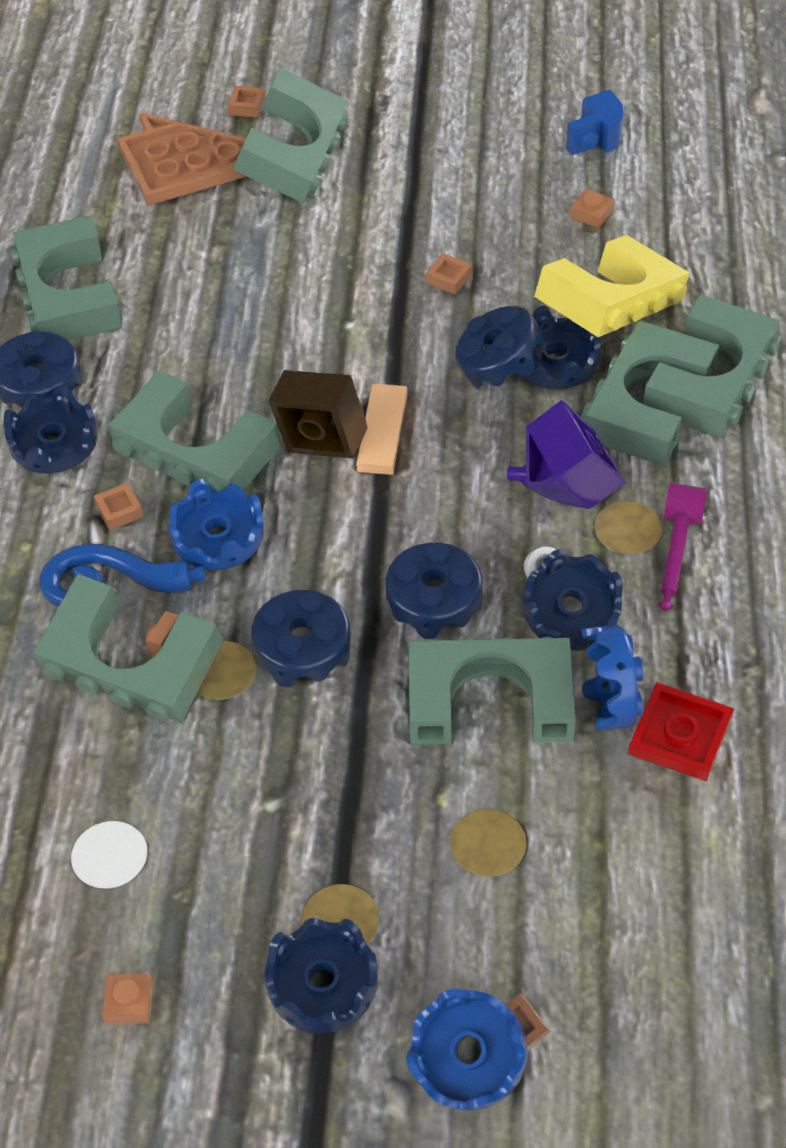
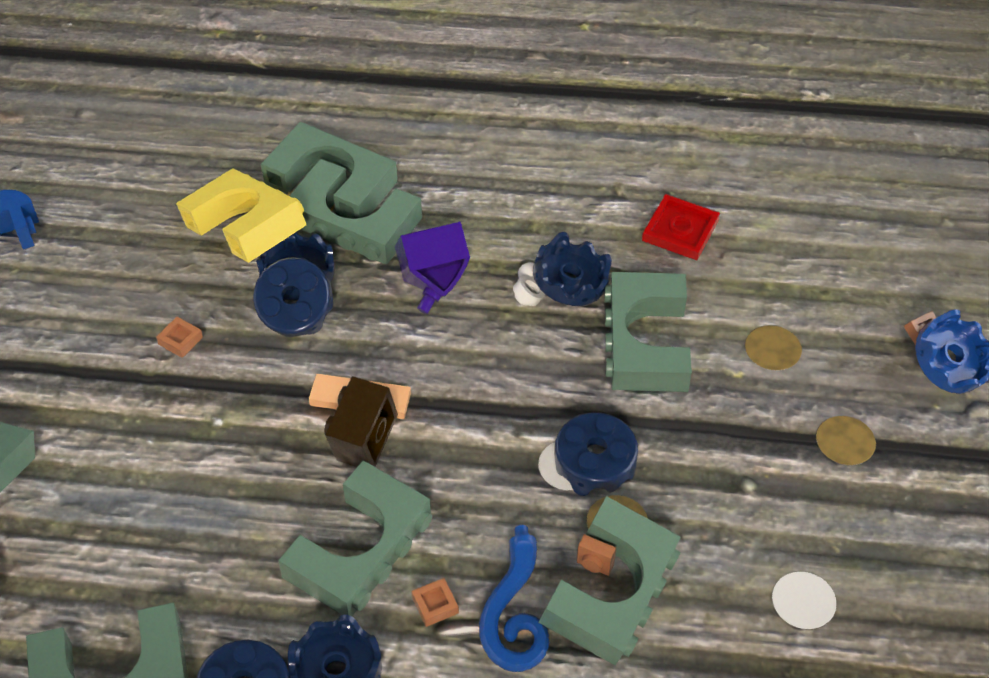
camera: 90 degrees left, 0 degrees up
(127, 998) = (935, 576): nougat plate -> none
(207, 509) = (466, 497): blue plate -> none
(317, 948) = (916, 427): dark blue plate -> none
(429, 606) = (548, 377): dark blue plate -> none
(592, 208) = (116, 234): nougat plate -> none
(619, 671) = (641, 257): blue plate -> none
(628, 527) = (486, 244): pearl gold sticker -> none
(684, 507) = (477, 201): magenta piece -> none

